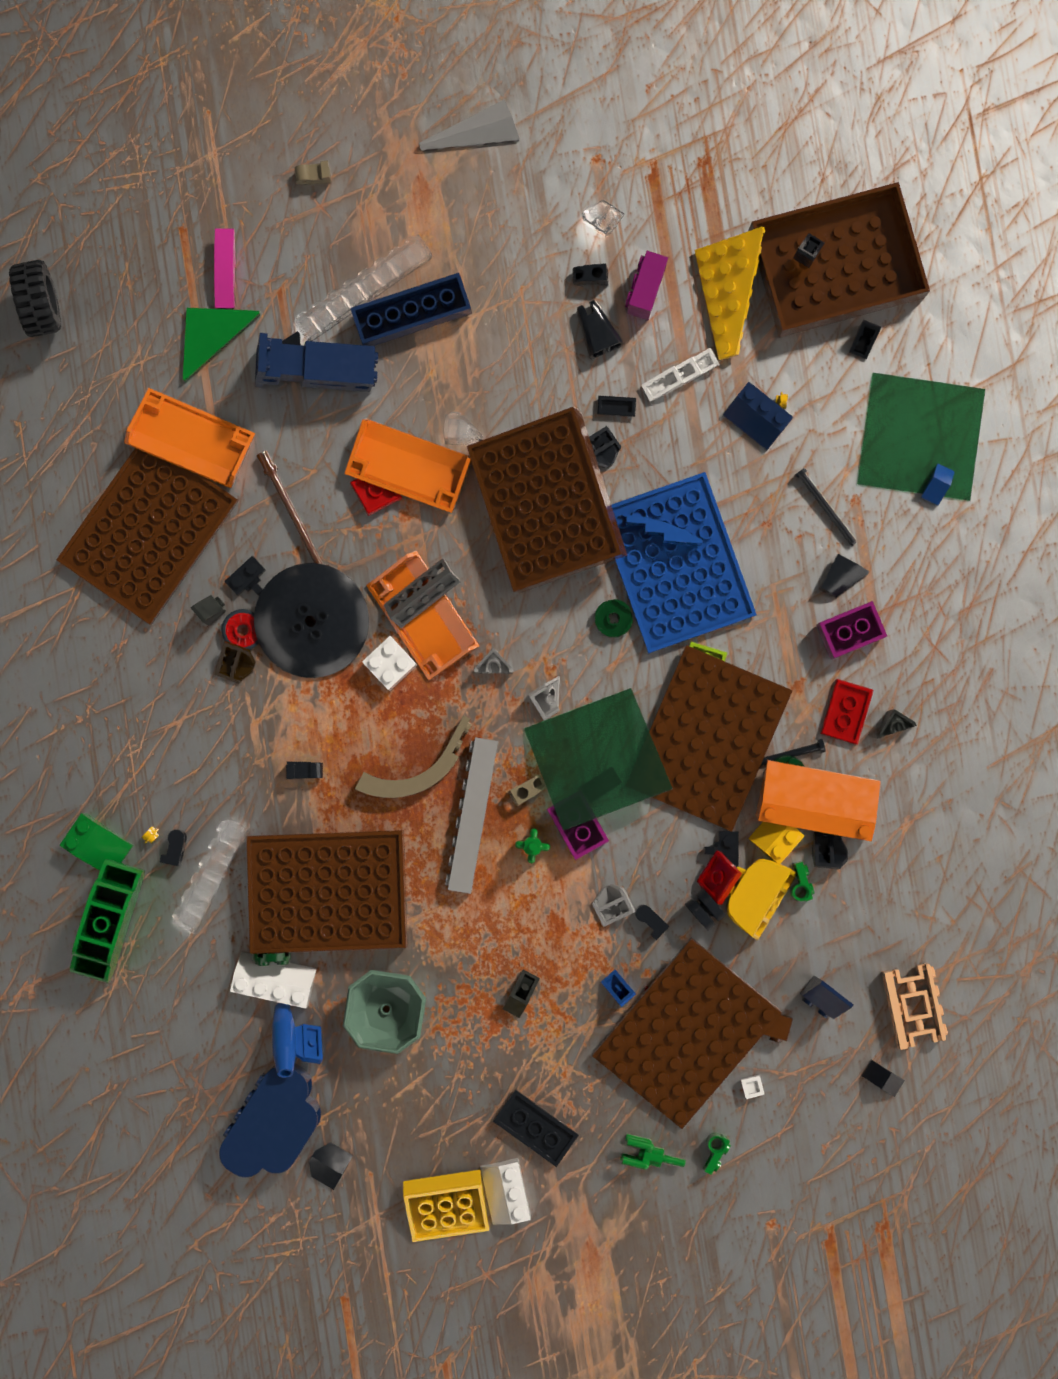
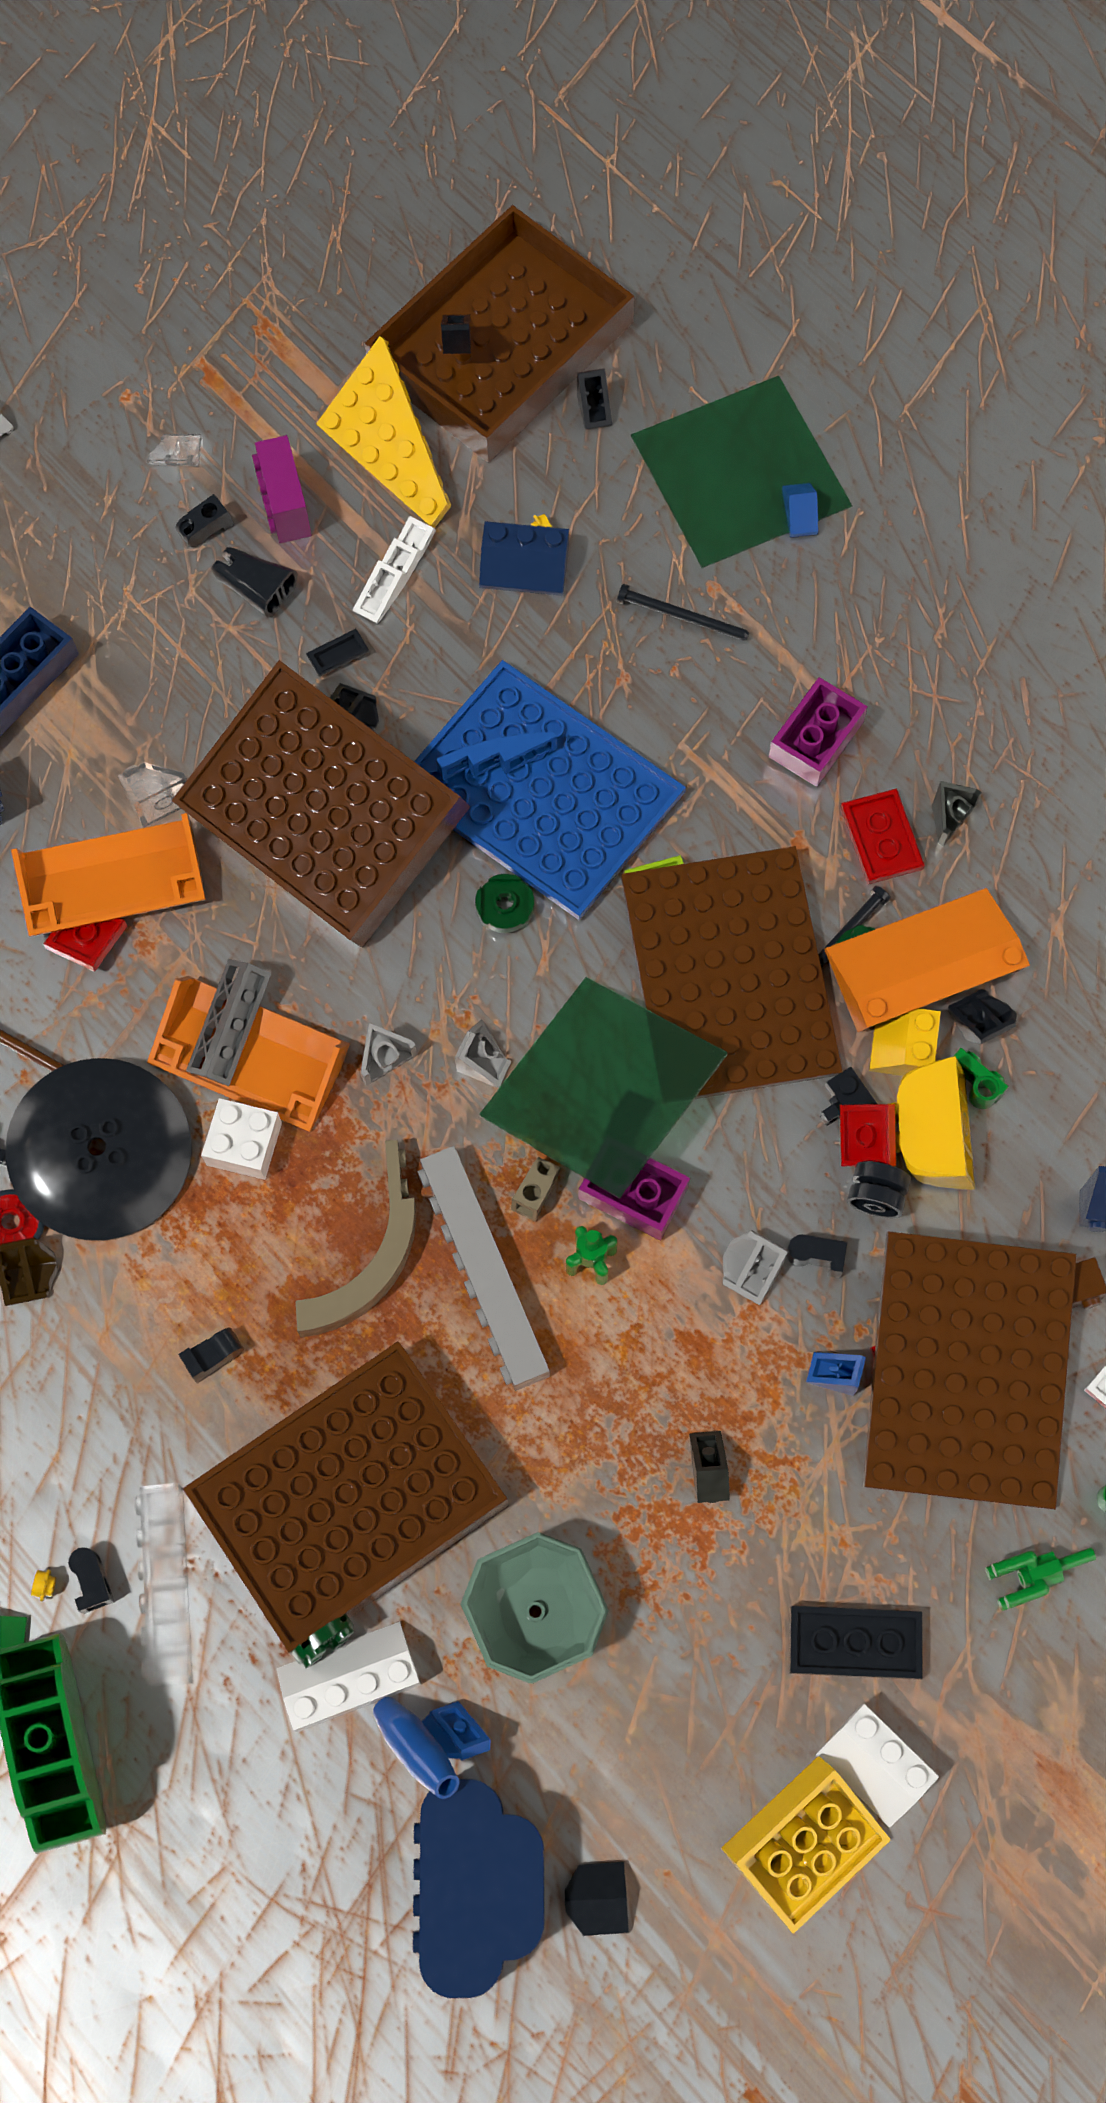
camera: 30 degrees left, 15 degrees down
(842, 576) = (759, 680): black slope -> none

